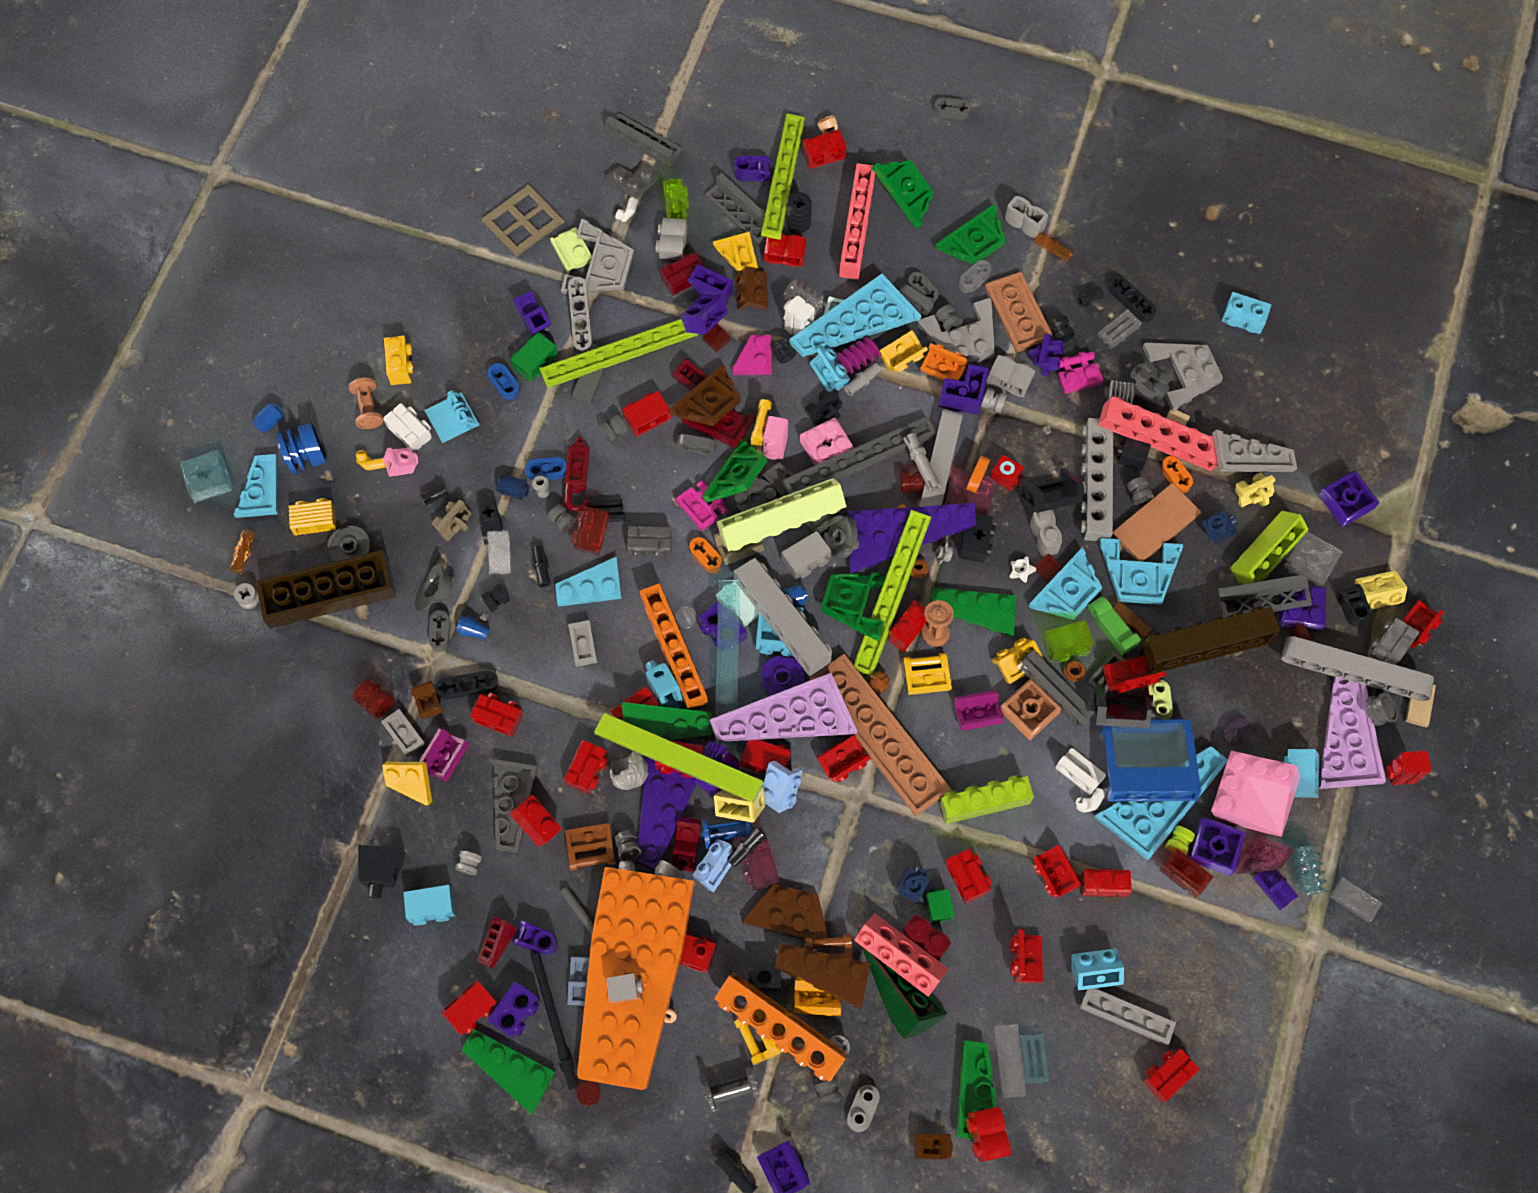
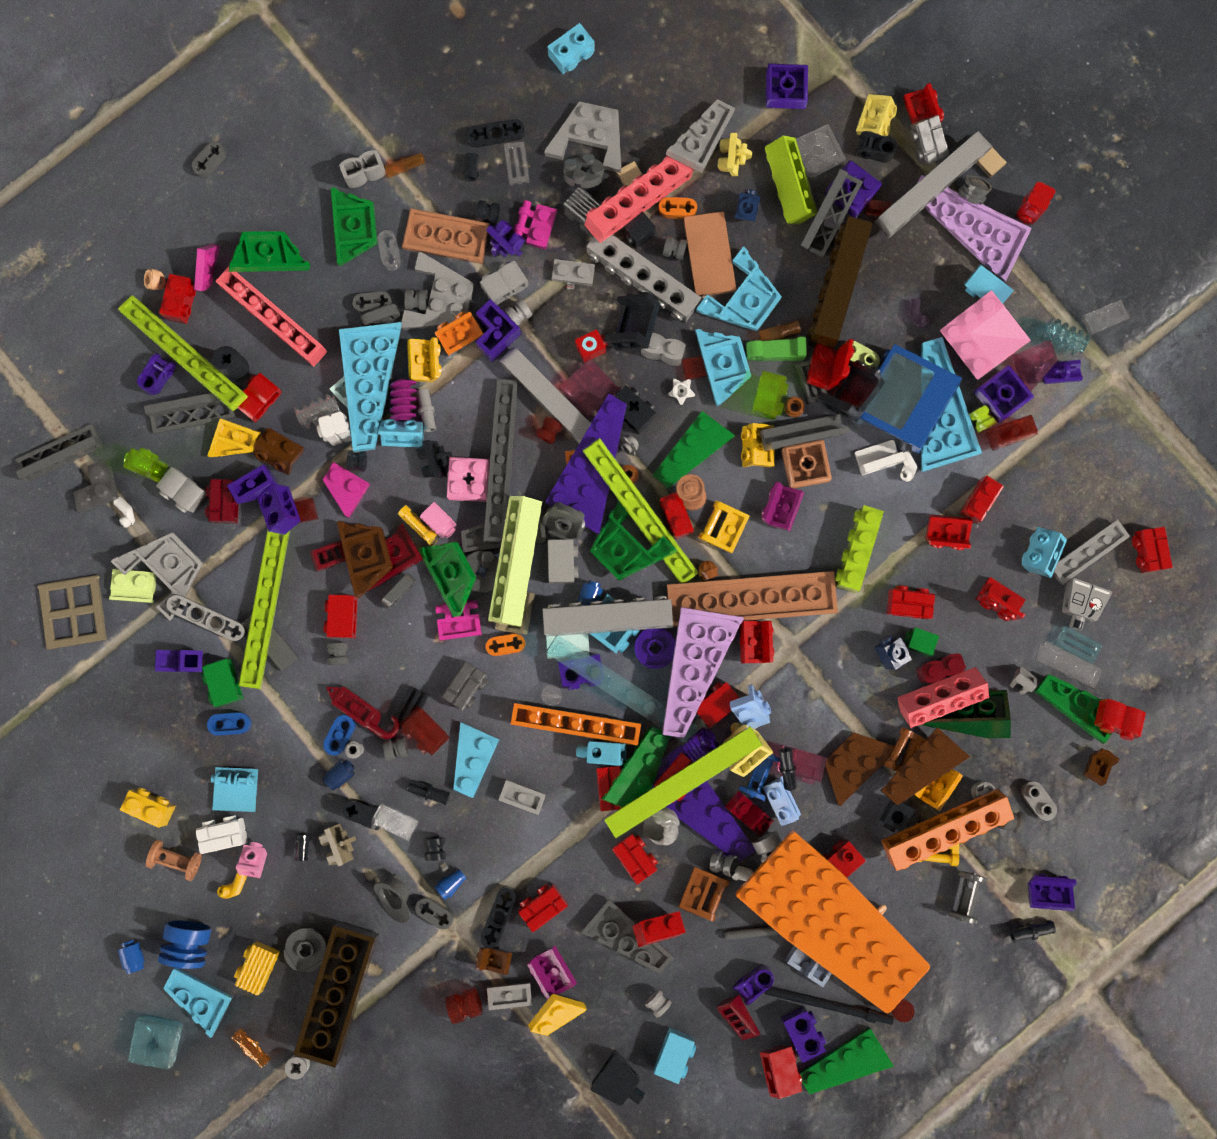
camera: 60 degrees left, 15 degrees up
(624, 988) = (848, 939): light grey brick -> none
(864, 152) = (205, 266): none -> dark pink wing
(918, 454) = (545, 412): light grey pin -> none
(968, 1024) = (1024, 678): none -> light grey tile
(978, 474) = (580, 371): orange beam -> none
(1060, 425) = (573, 272): none -> light grey plate
(1076, 1038) = (1083, 602): none -> light grey torso

